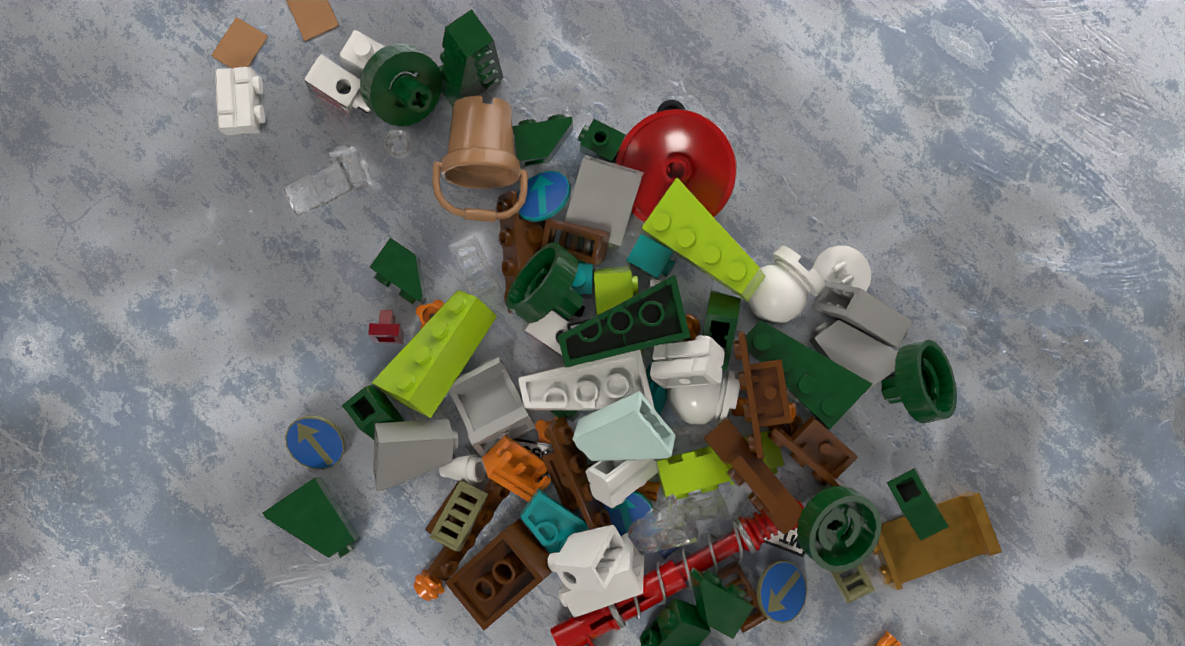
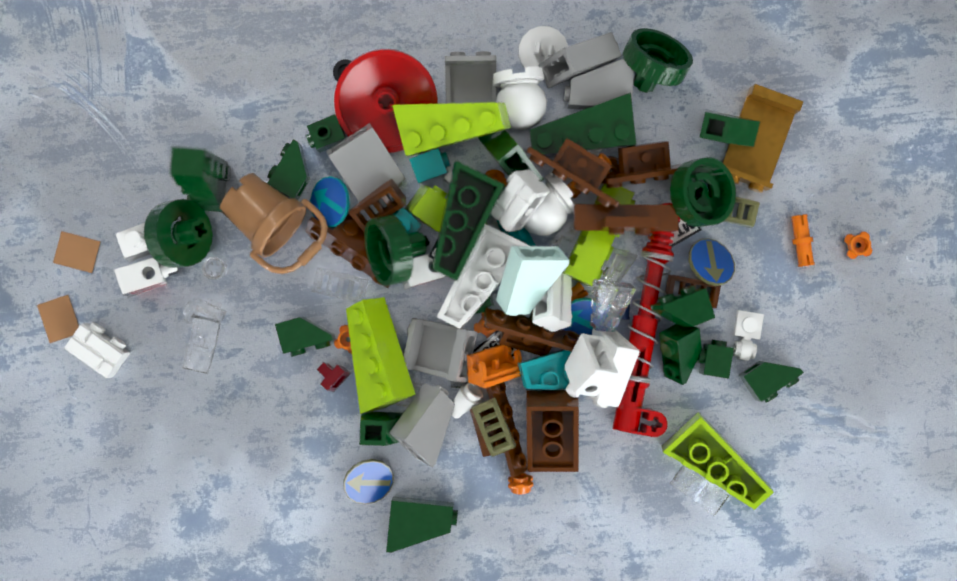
camera: 50 degrees left, 5 degrees up
(761, 228) = (470, 78): none -> light grey panel

